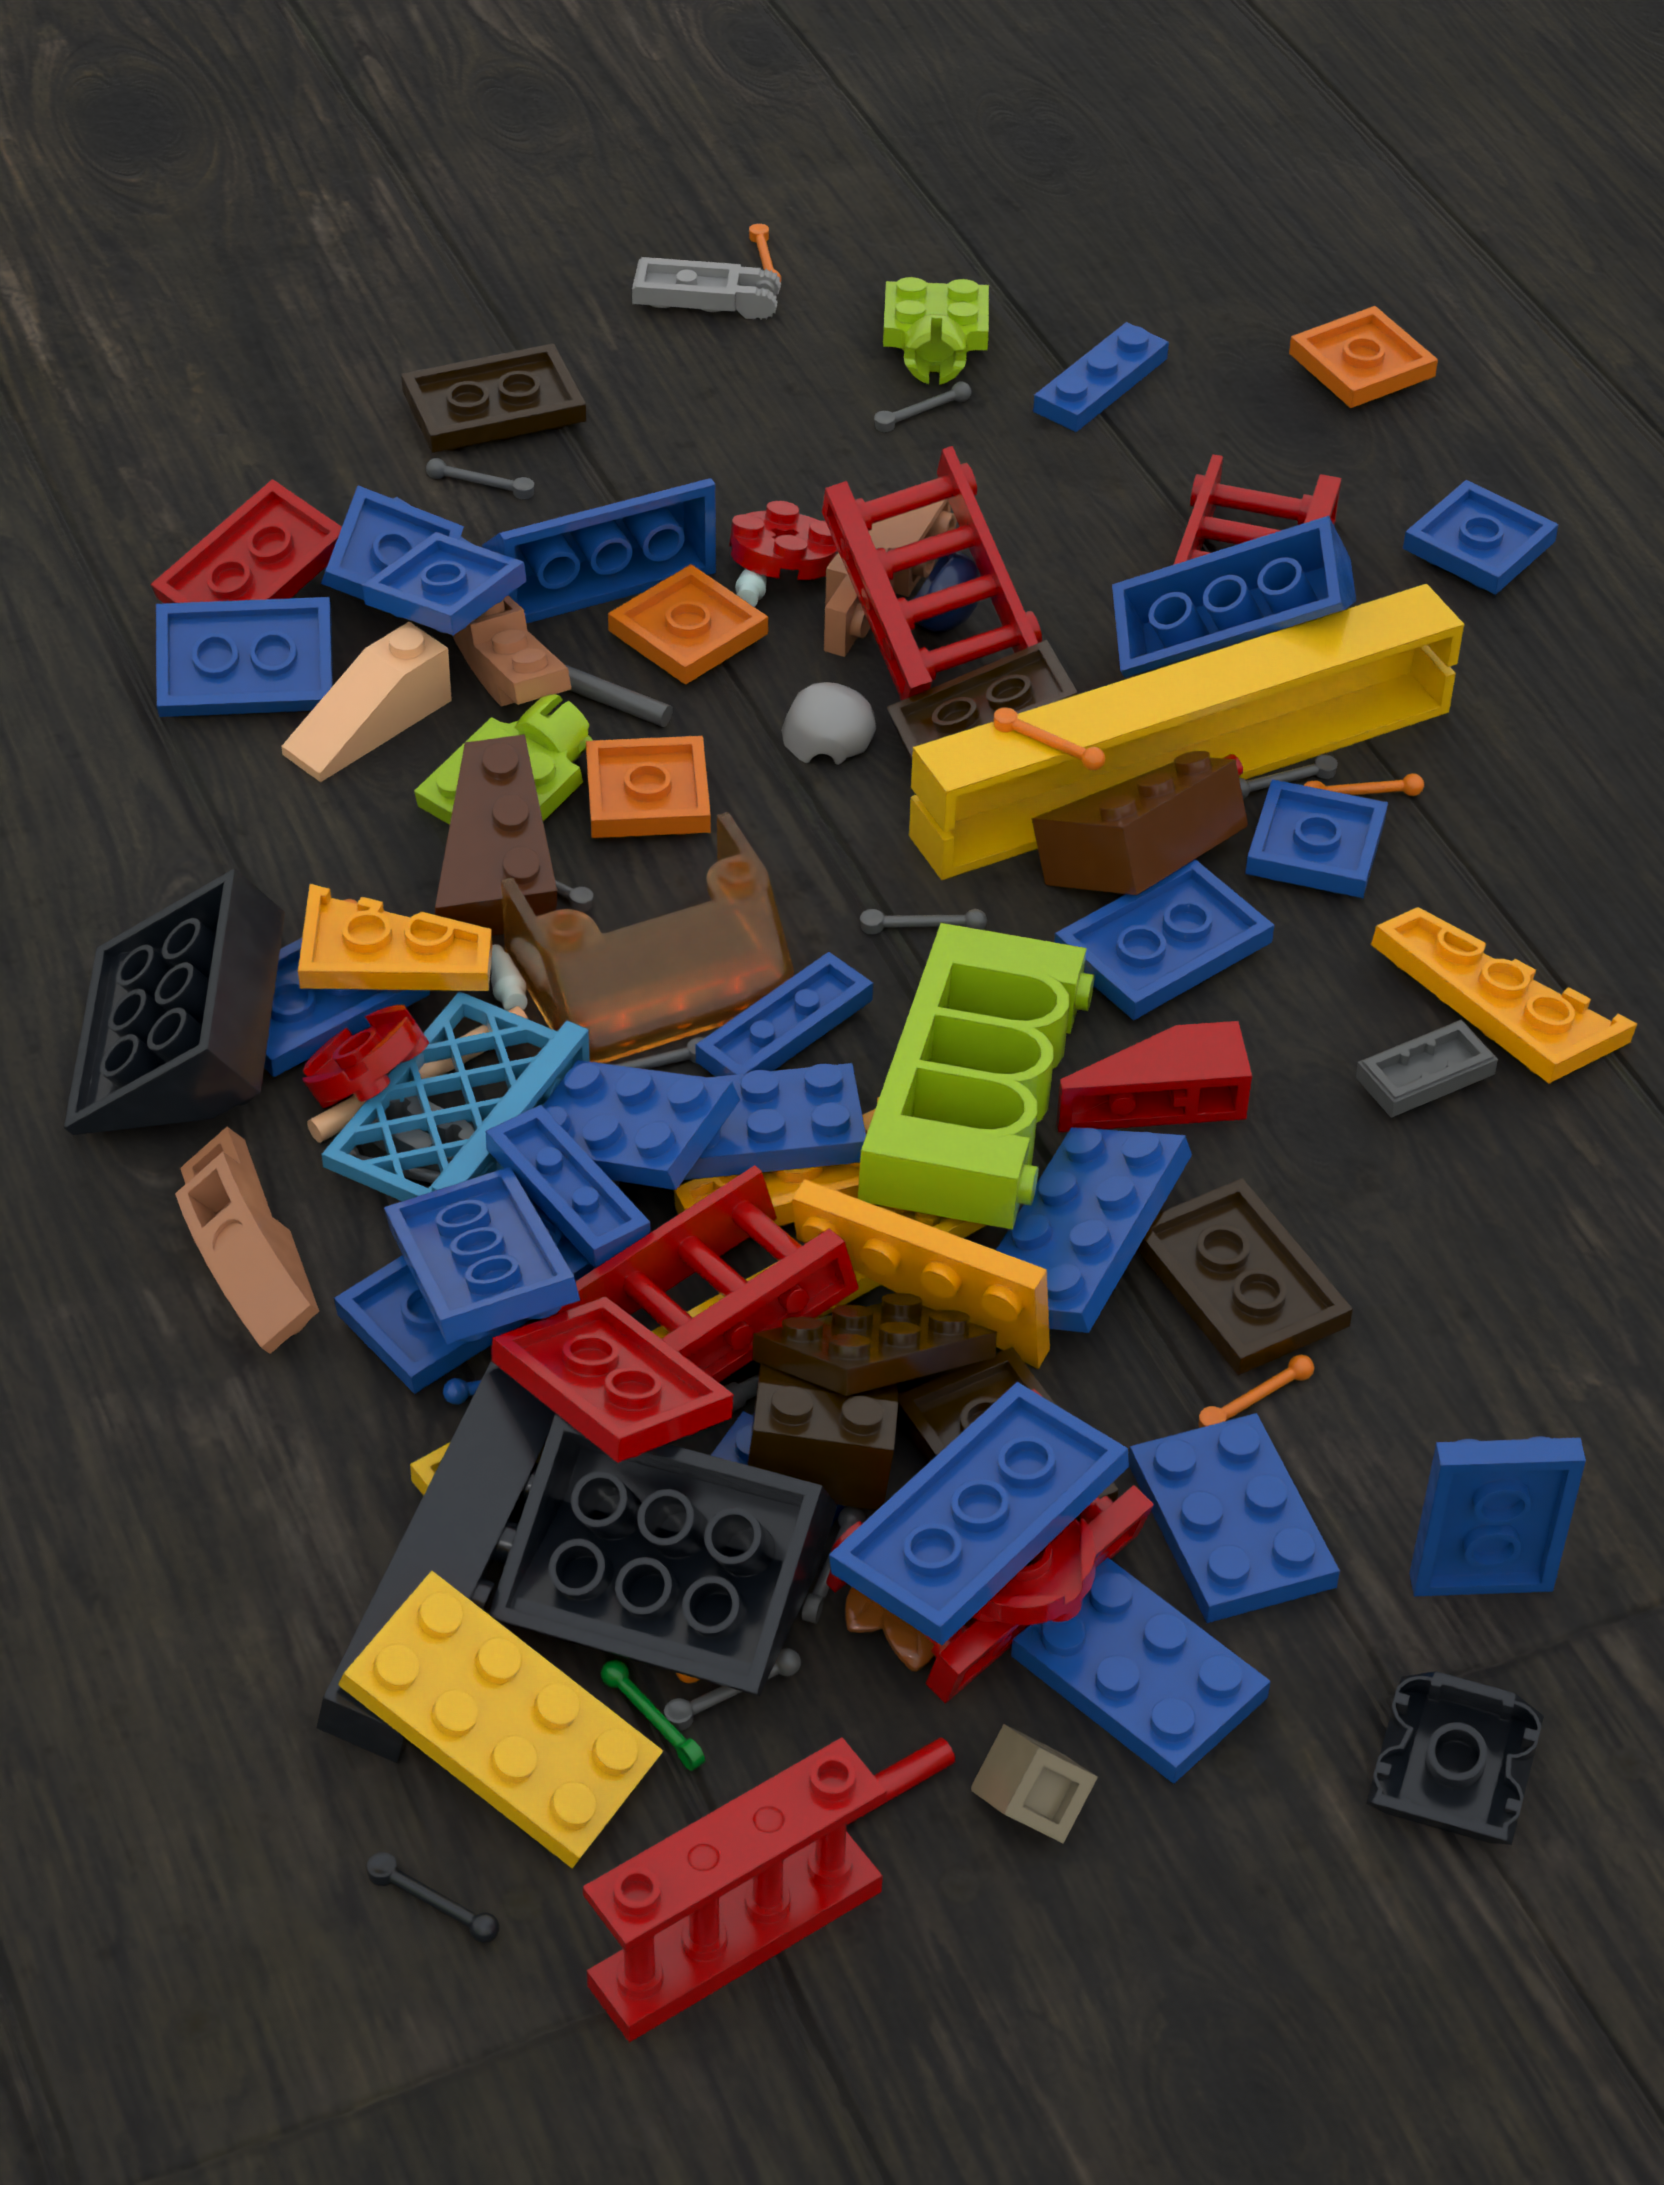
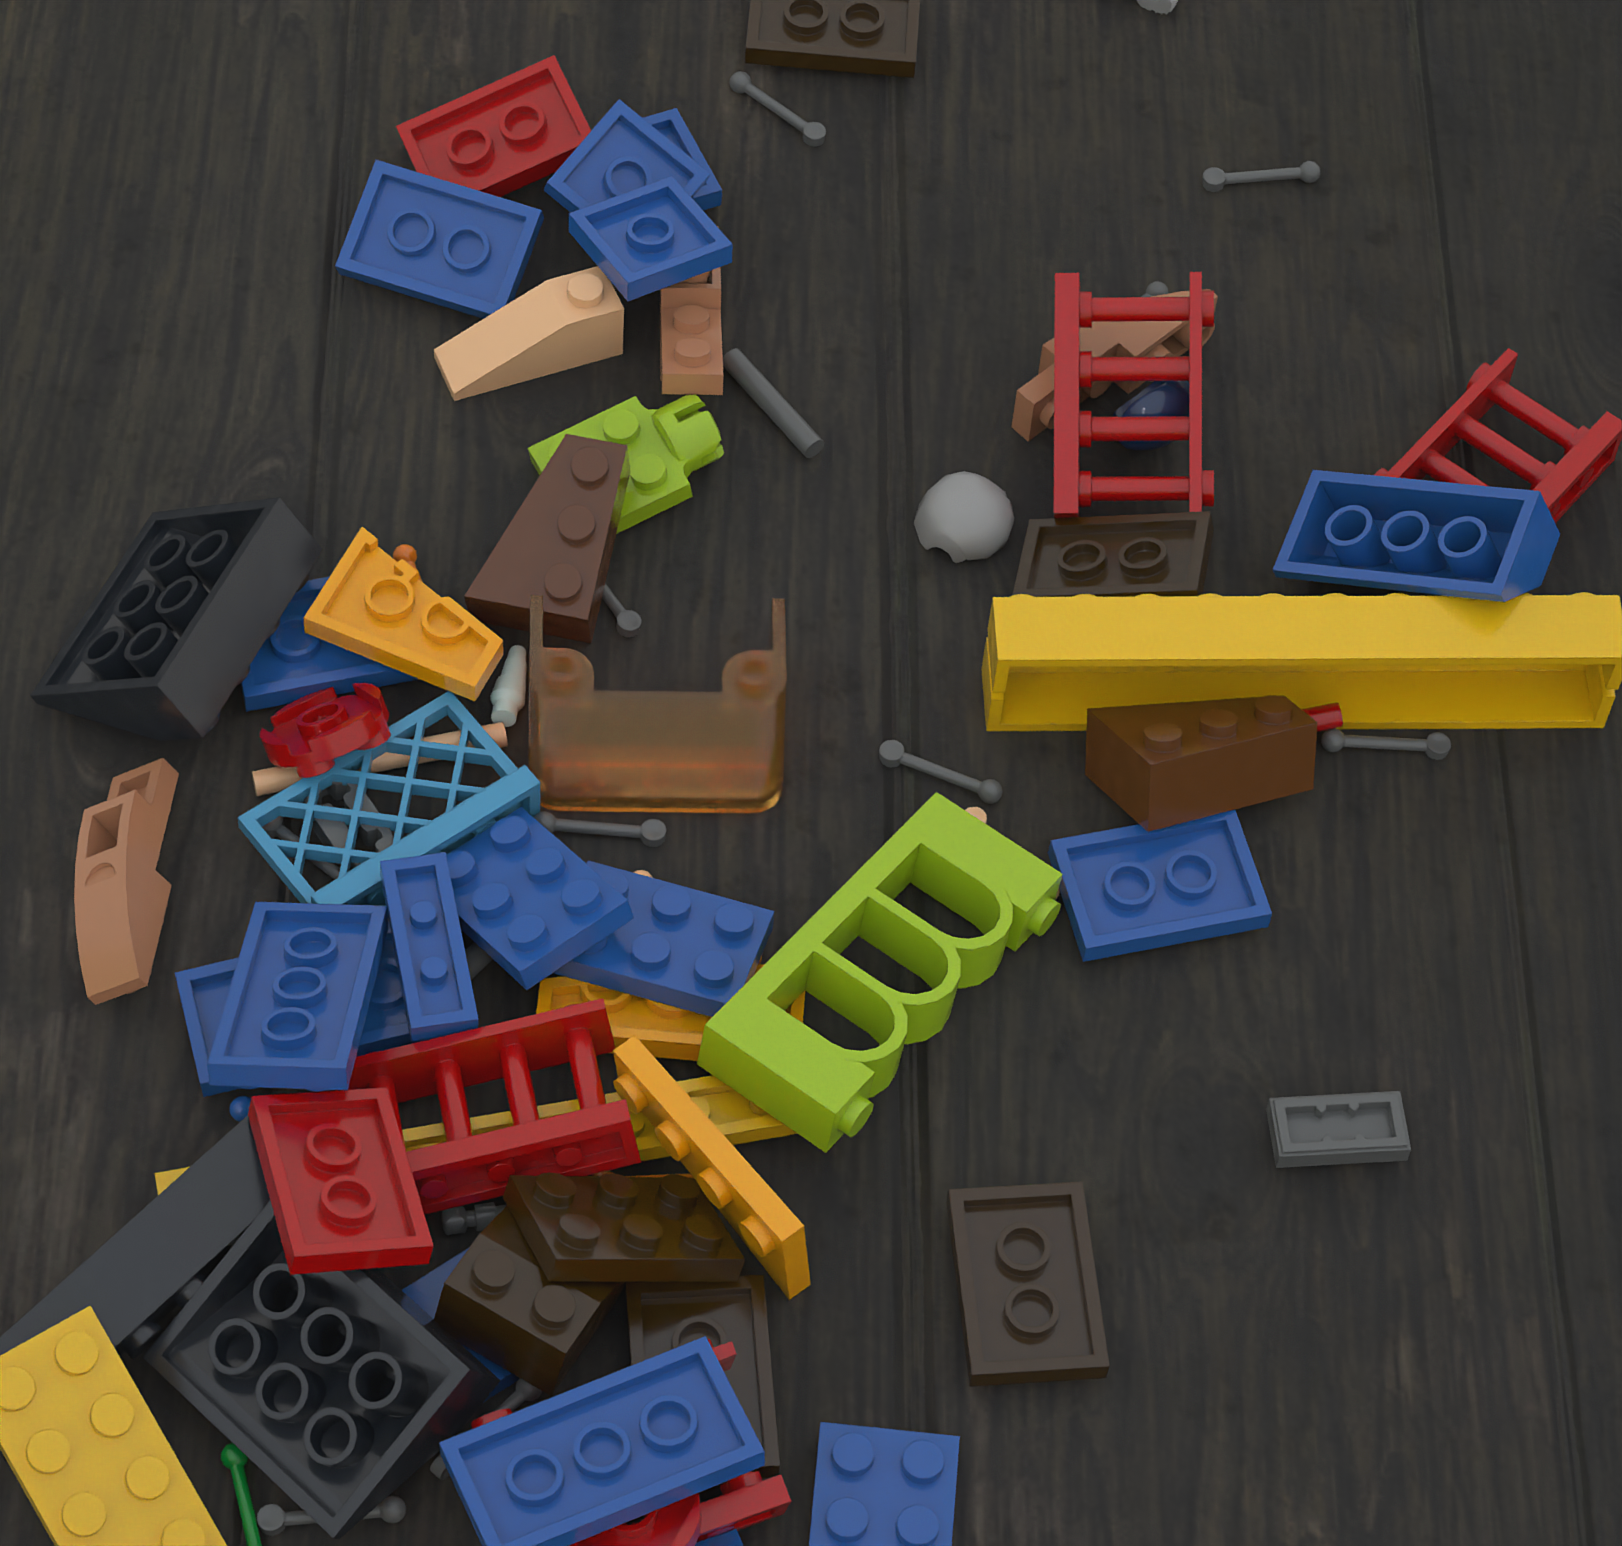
camera: 20 degrees right, 10 degrees up
(611, 549) = (841, 247): blue slope -> none
(647, 787) = (750, 525): orange plate -> none
(688, 624) = (886, 353): orange plate -> none
(751, 586) = (978, 324): light aqua piece -> none
(782, 540) = (1018, 290): red plate -> none
(786, 1019) = (744, 835): blue plate -> none
(936, 324) = (1323, 83): lime plate -> none
(1007, 720) = (1099, 603): orange hinge -> none
(1093, 1215) = (905, 1169): blue plate -> none
(1100, 376) = (1462, 203): blue plate -> none
(1165, 1080) = (1073, 1043): red slope -> none
(1299, 1368) = (922, 1420): orange hinge -> none
(1316, 838) = (1375, 828): blue plate -> none
(1411, 785) = (1410, 772): orange hinge -> none
(1500, 998) = (1460, 1081): light orange wing -> none

